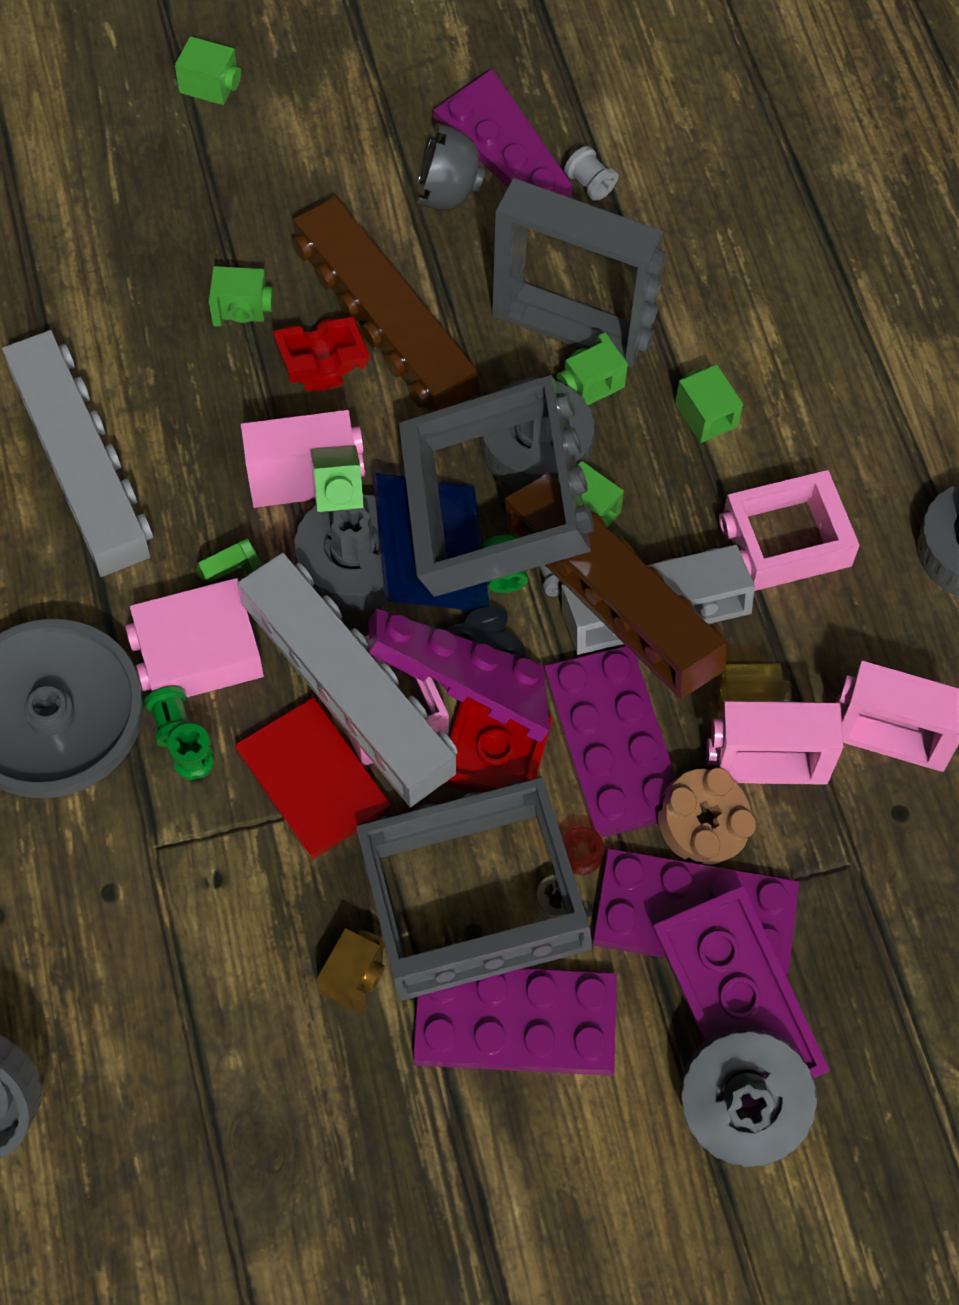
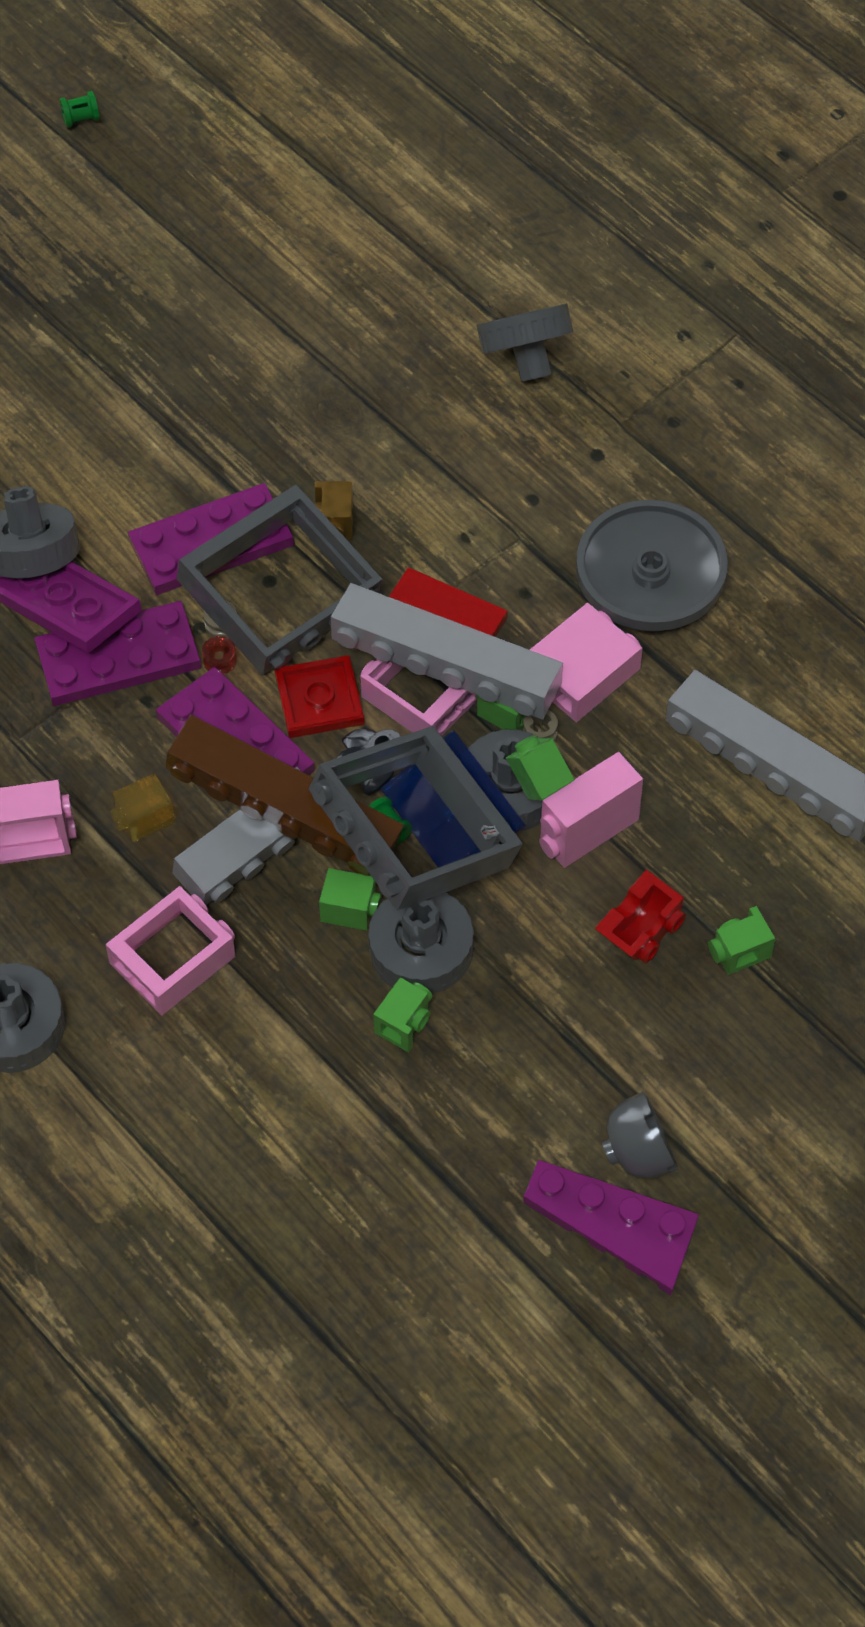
camera: 155 degrees right, 5 degrees down
(167, 714) = (560, 602): green bush -> none
(191, 738) = (534, 587): green bush -> none
(228, 561) = (595, 728): bright green tile -> none
(384, 307) = (617, 990): reddish brown brick -> none
(428, 438) = (489, 831): none -> light grey piece
(464, 668) = (355, 708): magenta wing -> none
(586, 227) = (449, 998): dark grey window -> none
(591, 173) = (512, 1214): light grey bush -> none
(708, 403) = (291, 1031): bright green brick -> none
(730, 813) = (125, 693): medium nougat plate -> none
(776, 742) = (106, 760): bright pink window -> none

